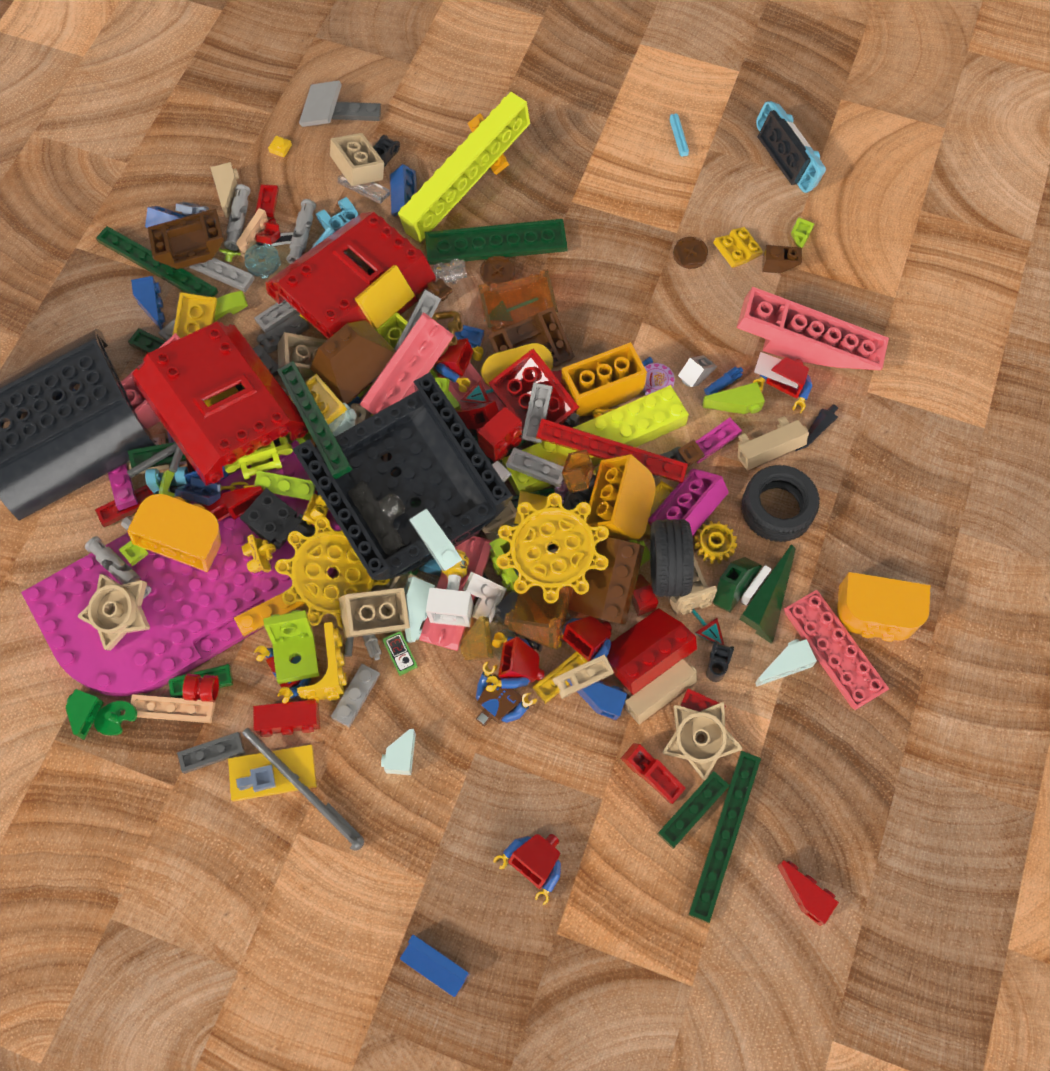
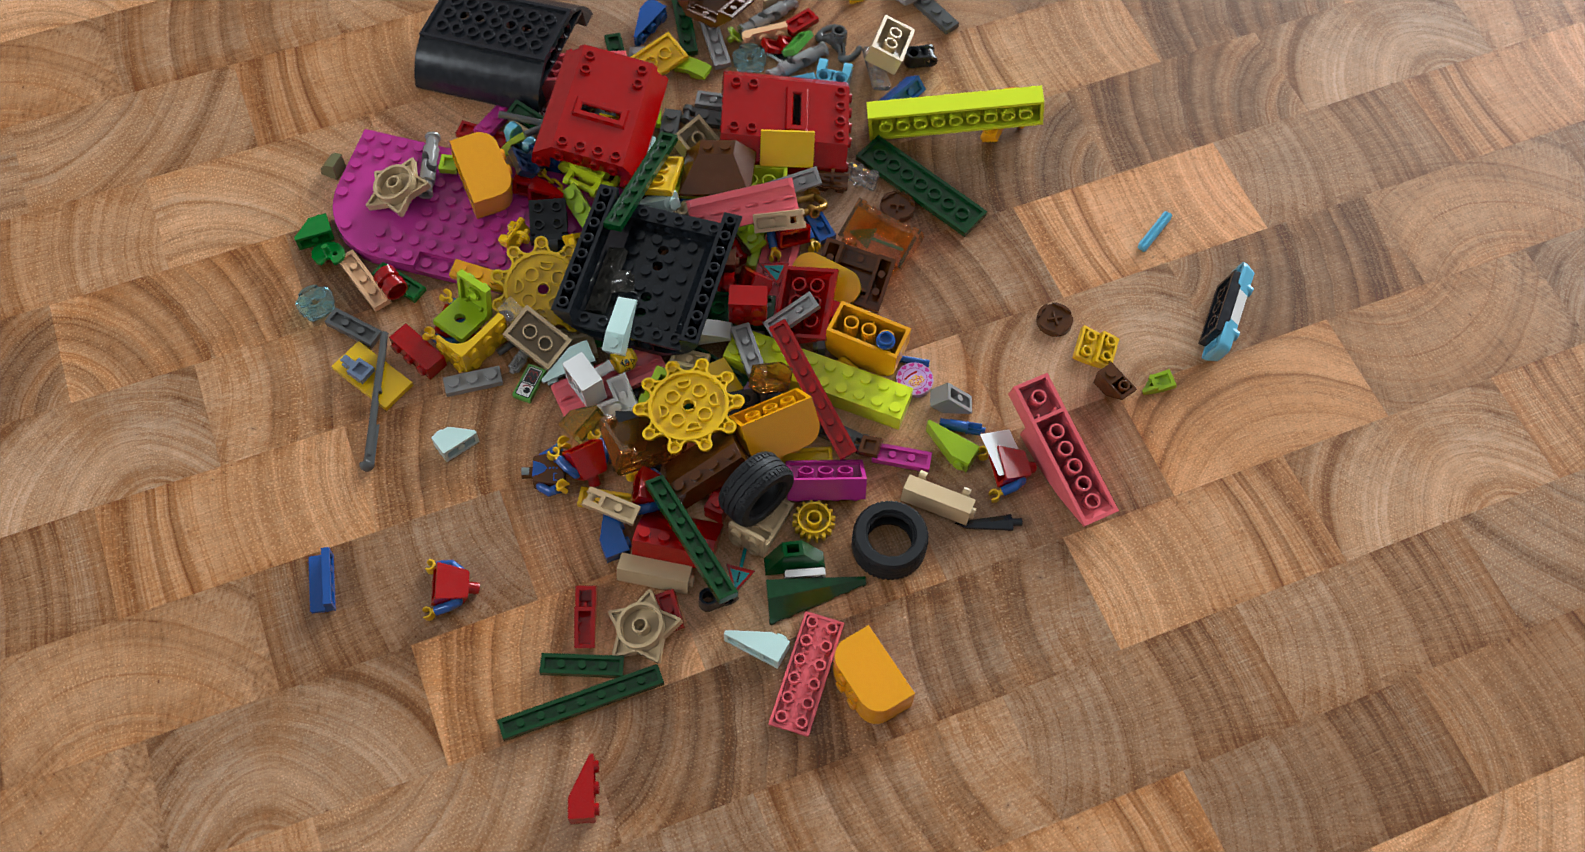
camera: 45 degrees right, 5 degrees down
(29, 646) = (333, 166): none -> olive brick
(146, 756) = (317, 311): none -> clear light blue plate
(285, 217) = (797, 43): none -> bright green tile
(311, 190) = (838, 41): none -> dark grey piece
(329, 612) = (510, 309): none -> clear plate
(447, 354) = (778, 221): none -> tan plate
(627, 366) = (885, 340): none -> blue plate
(673, 638) = (691, 539): none -> dark green plate

